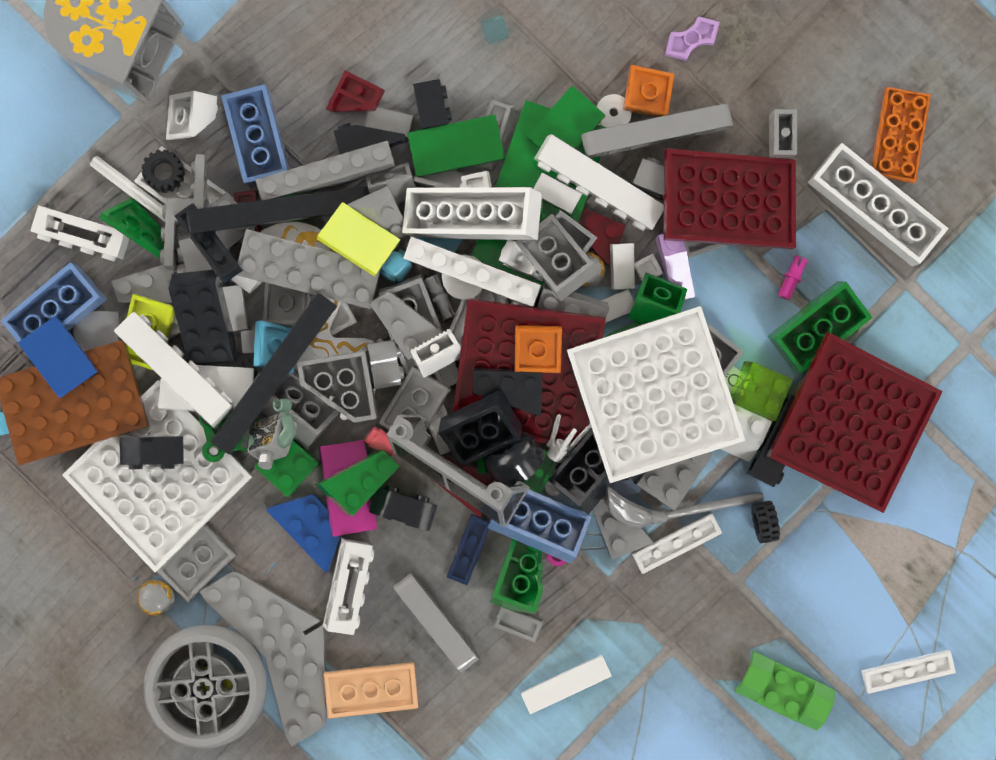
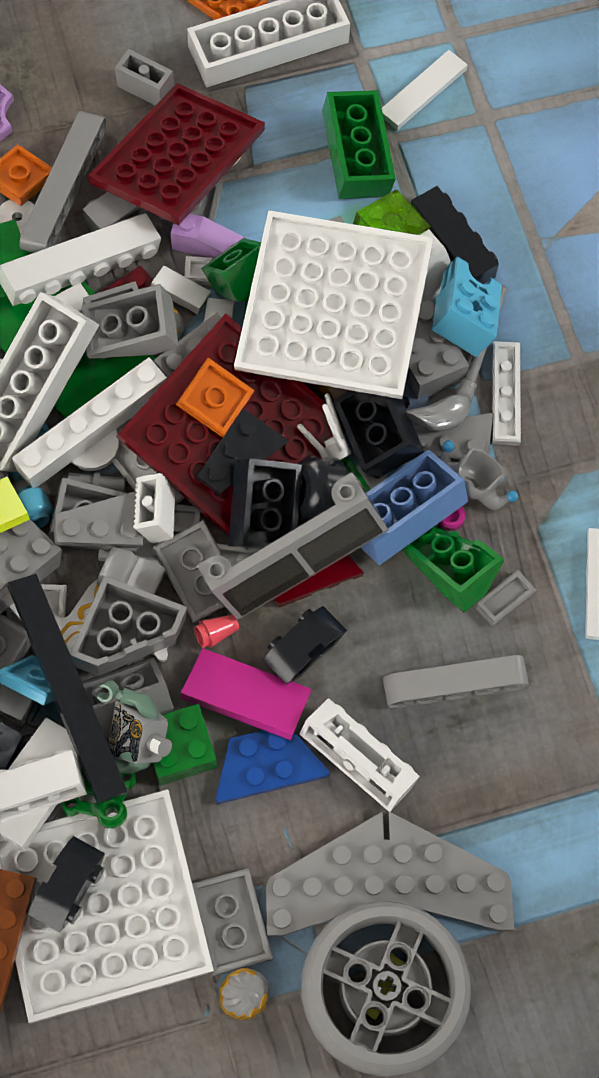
camera: 65 degrees left, 20 degrees down
(358, 482) = (247, 672): green wedge -> none
(370, 690) = (495, 799): light nougat tile -> none
(469, 549) = (392, 605): dark blue tile -> none
(516, 260) = (108, 370): white brick -> none
(594, 558) = (480, 475): none -> light grey piece
(721, 484) = (467, 309): none -> medium azure brick
(765, 522) = (531, 291): black tyre -> none
(792, 278) = (293, 145): dark pink axle -> none
(854, 422) = (475, 160): dark red plate -> none
(902, 347) = (423, 89): none -> white tile

